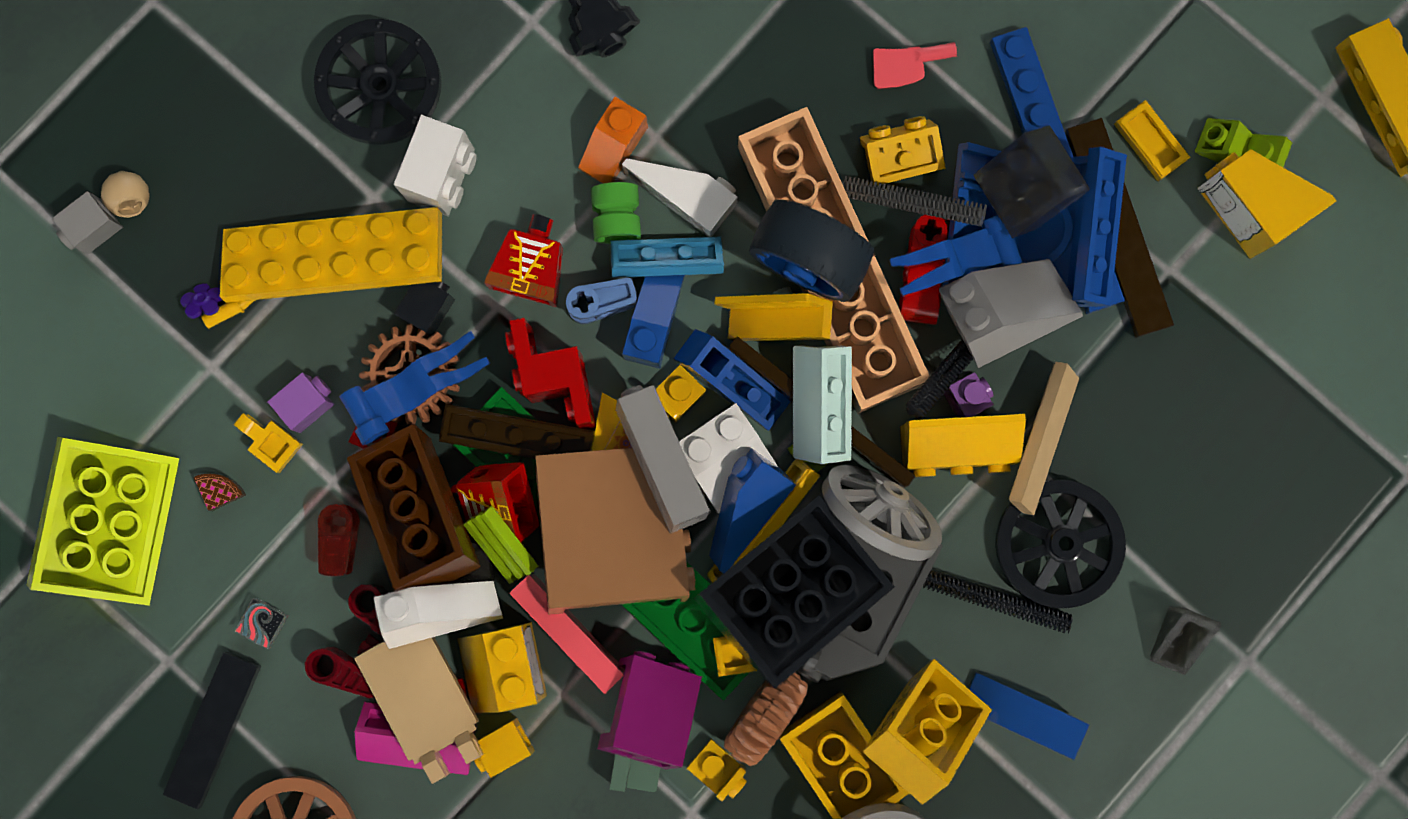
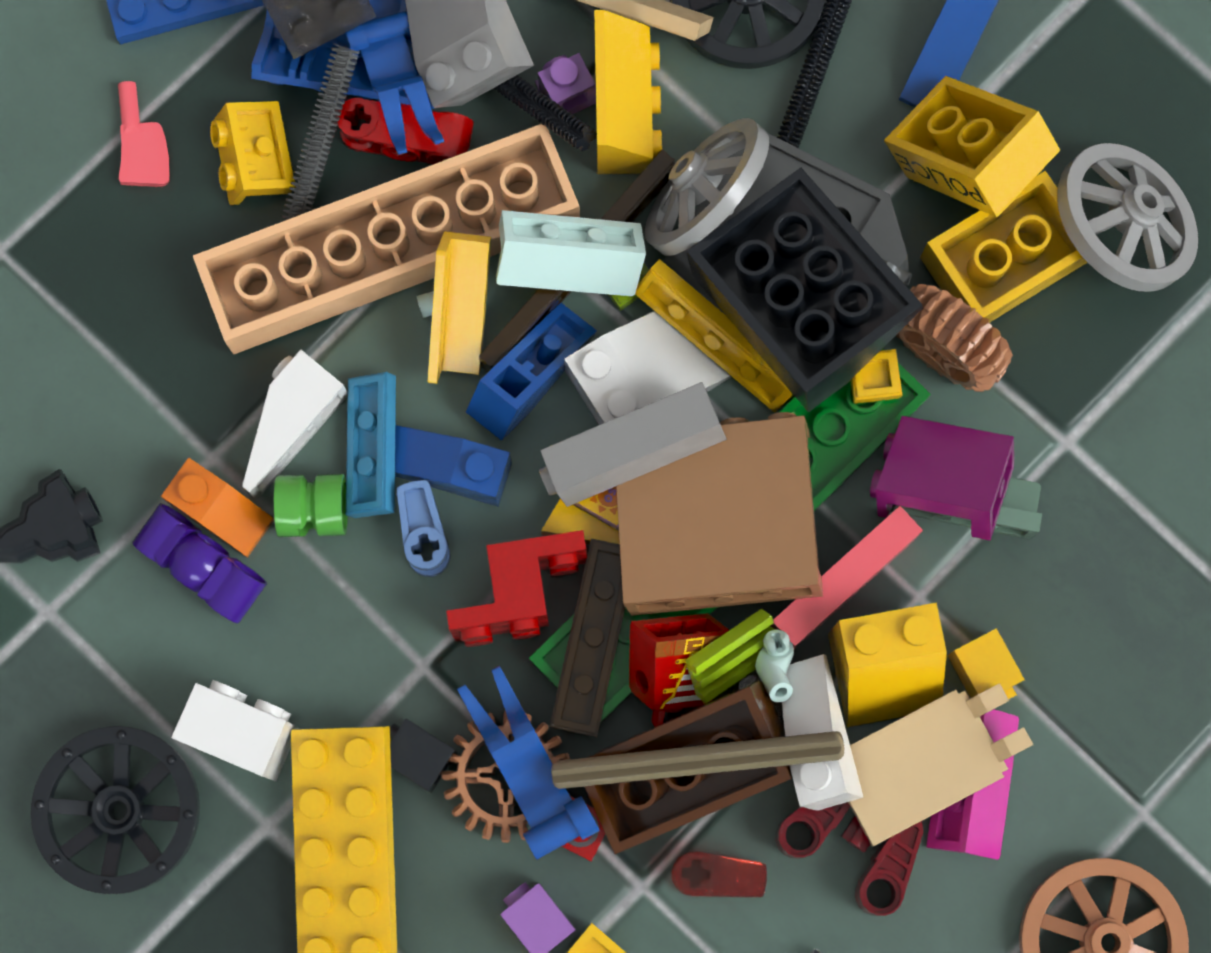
camera: 90 degrees left, 5 degrees down
(409, 519) = (698, 760): none -> dark tan axle
(492, 576) = (773, 665): none -> light aqua arm
(528, 264) = (370, 618): torso -> none
(566, 131) = (199, 563): none -> dark purple piece
(679, 393) = (539, 432): yellow bracket -> none
(718, 770) = (1016, 403): yellow bracket -> none
(749, 501) = (691, 350): blue slope -> none
(812, 250) = (383, 243): black wheel -> none

